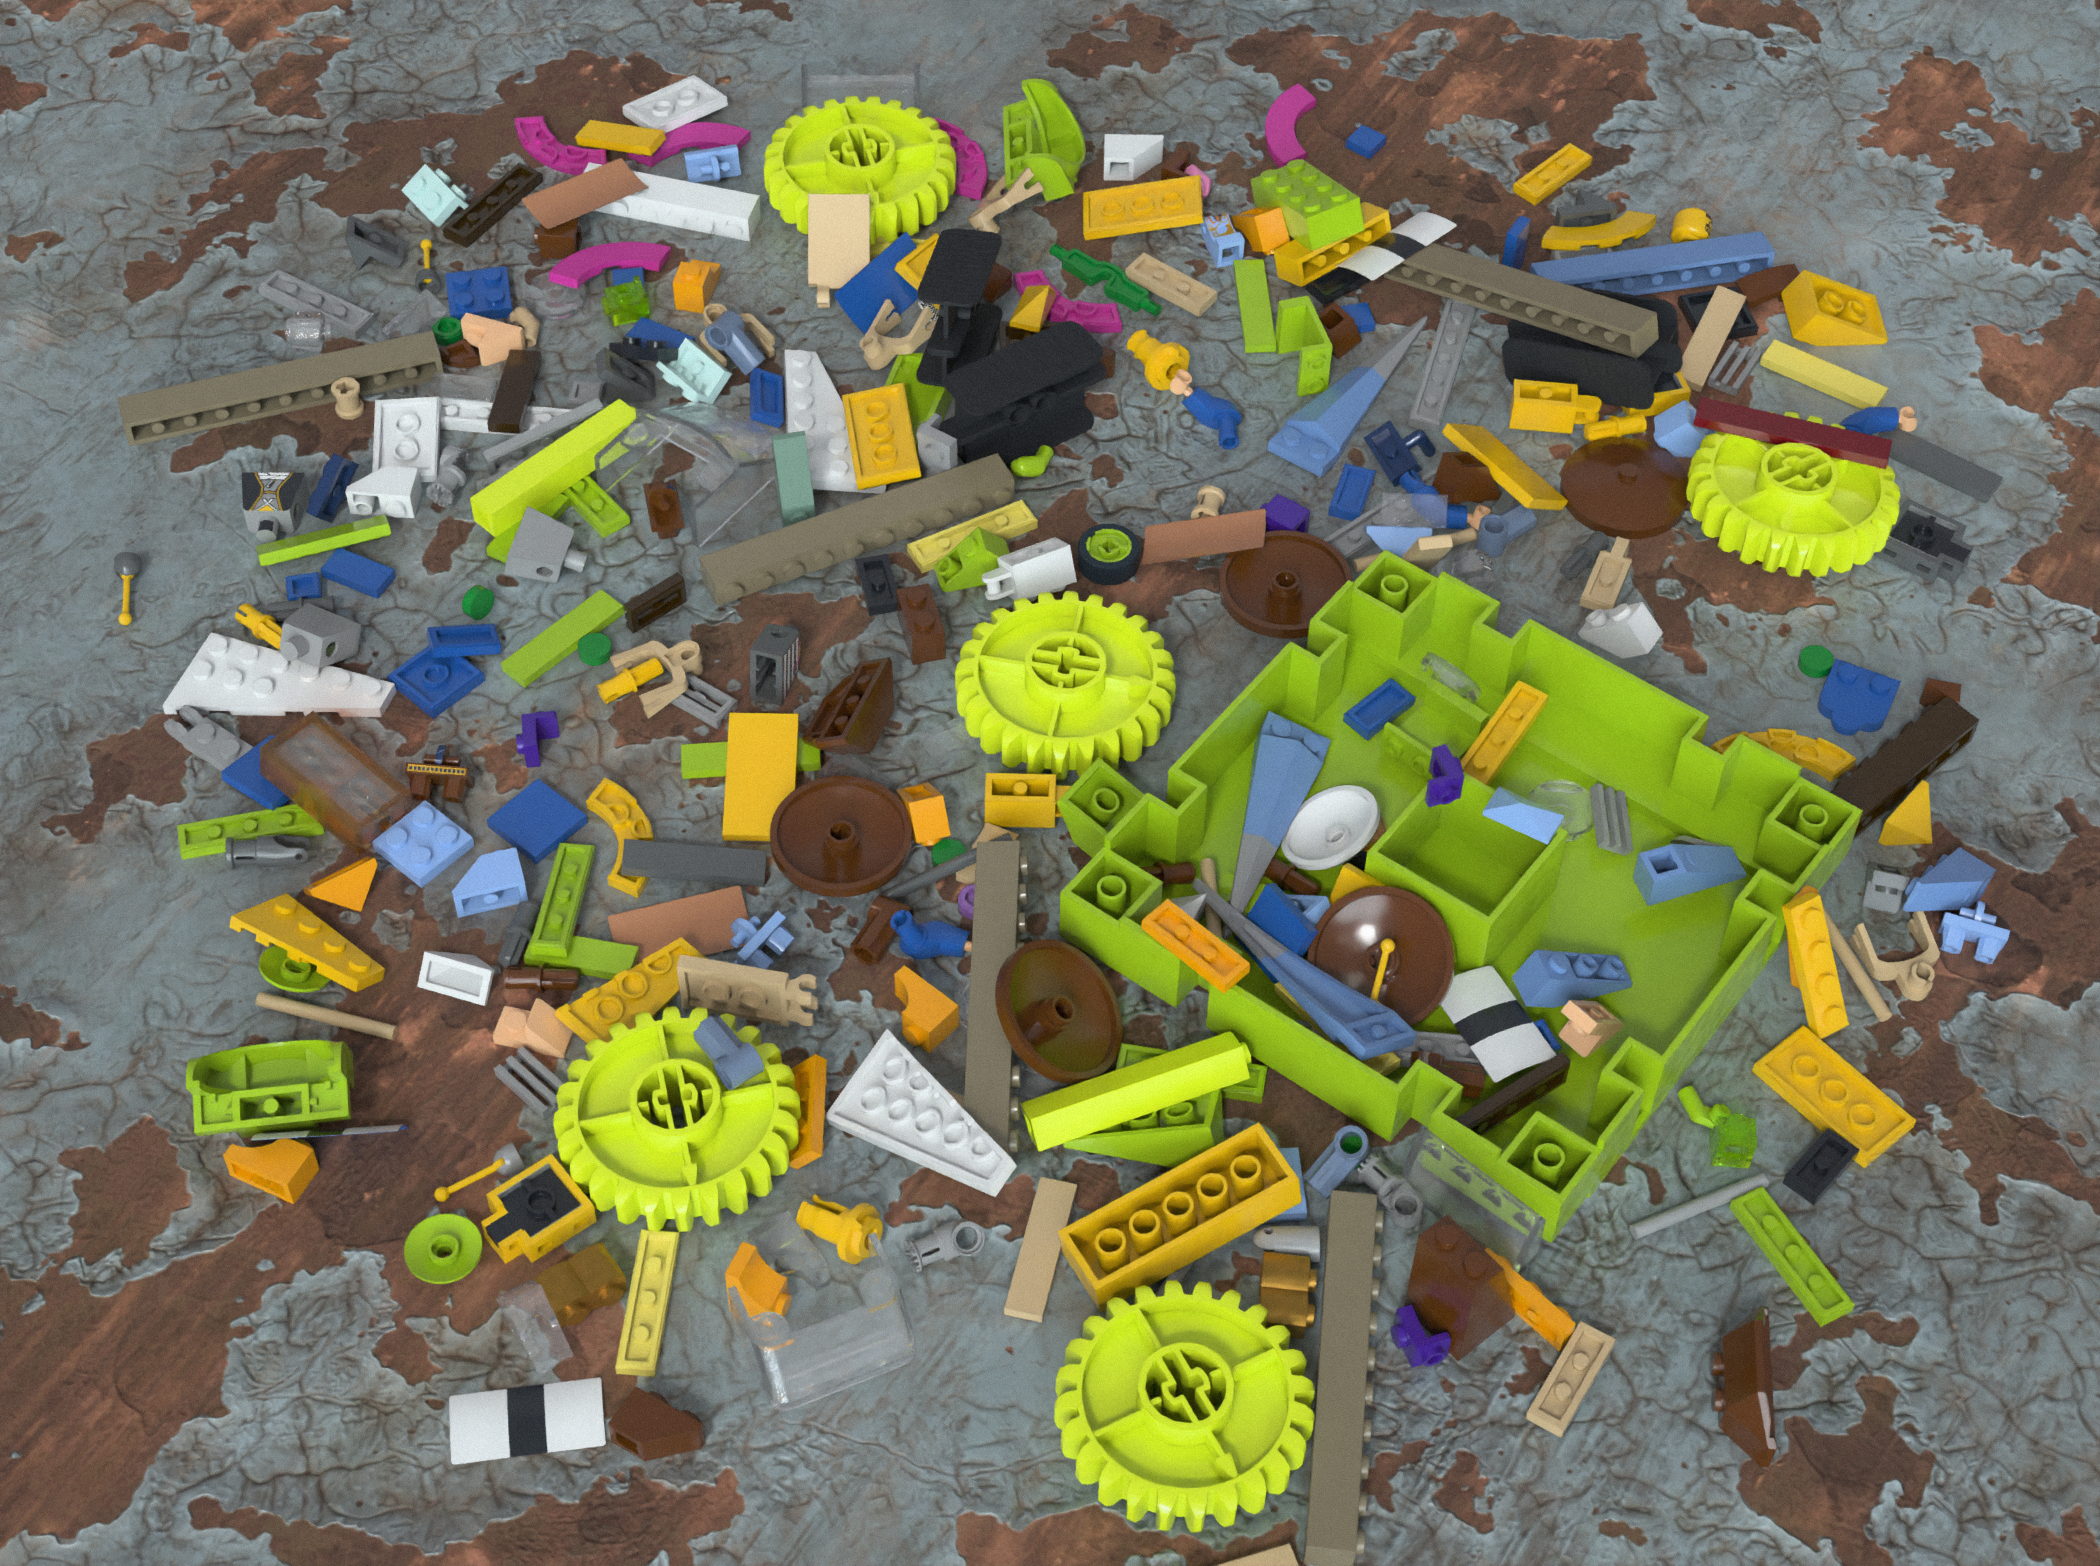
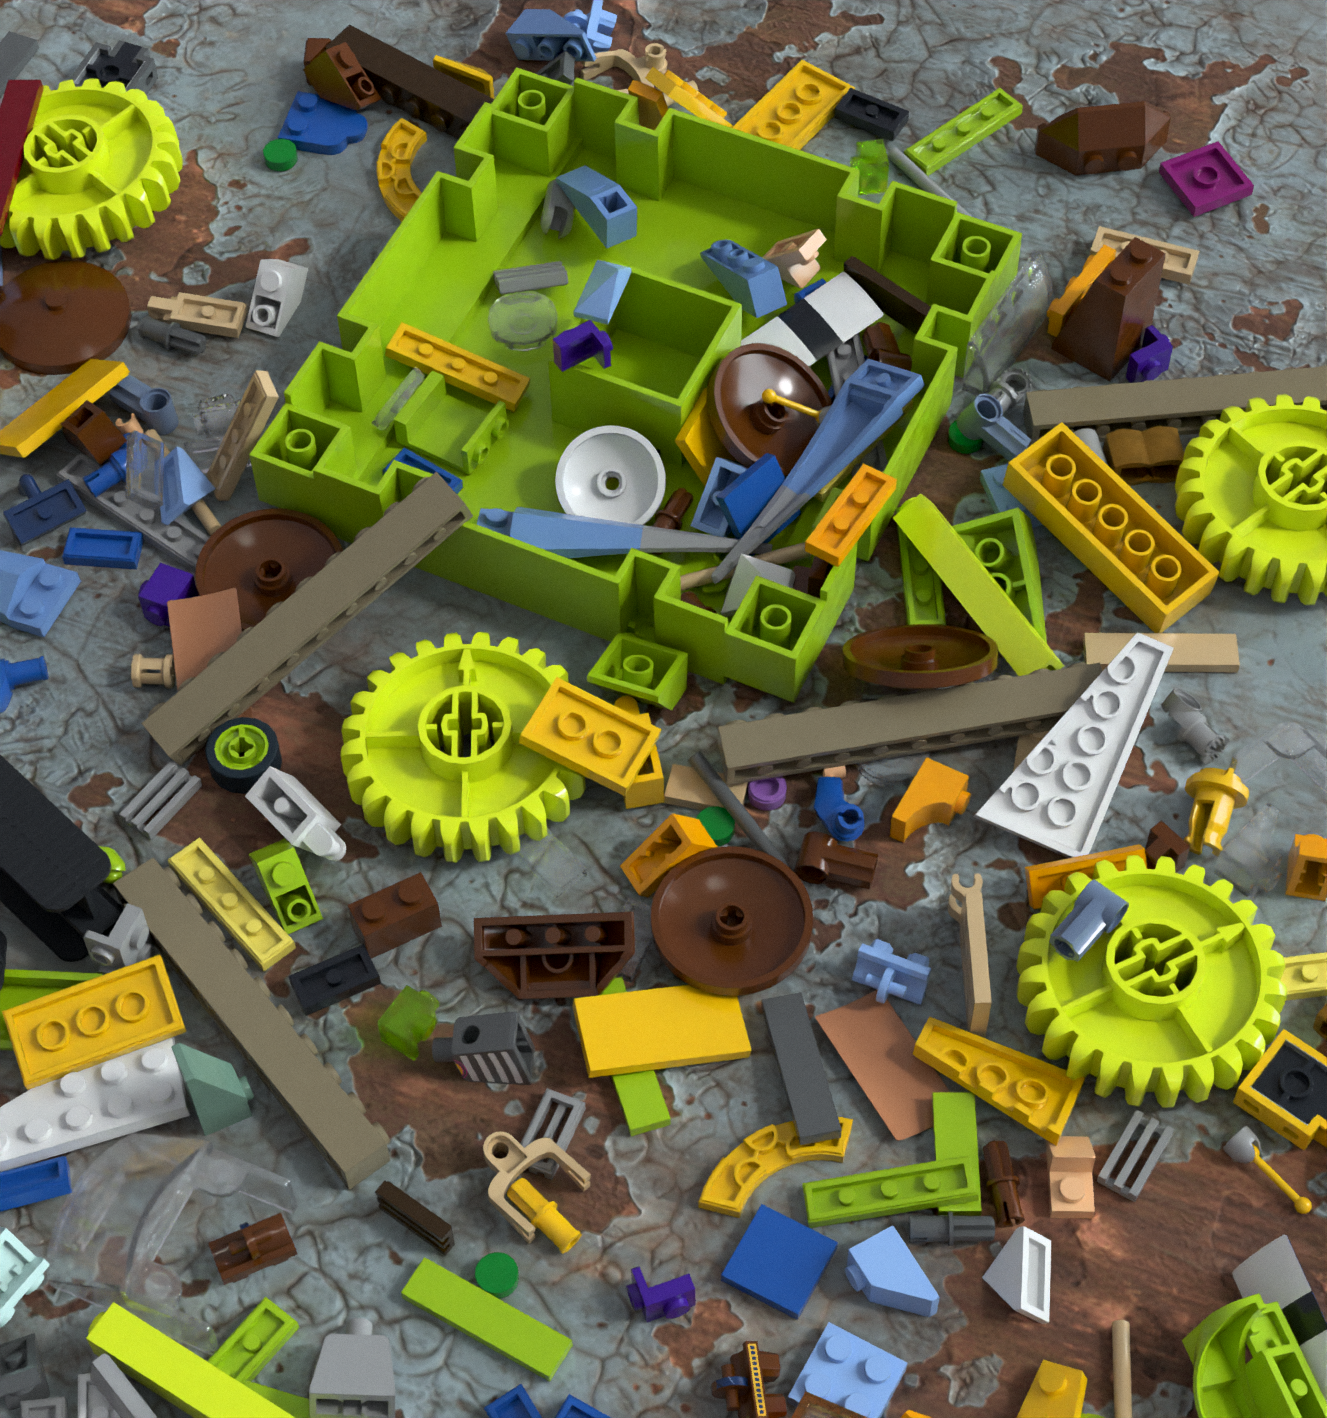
camera: 100 degrees left, 5 degrees up
(814, 1179) = (1166, 843): none -> reddish brown tile
(822, 621) = (409, 1021): none -> clear neon green brick
(1028, 742) = (590, 736): none -> yellow plate
(1087, 501) = (154, 797): none -> light grey tile
(1209, 580) = (307, 618): none -> dark tan brick
(1682, 1478) = (1206, 179): none -> magenta plate
(1897, 707) = (341, 78): none -> reddish brown slope

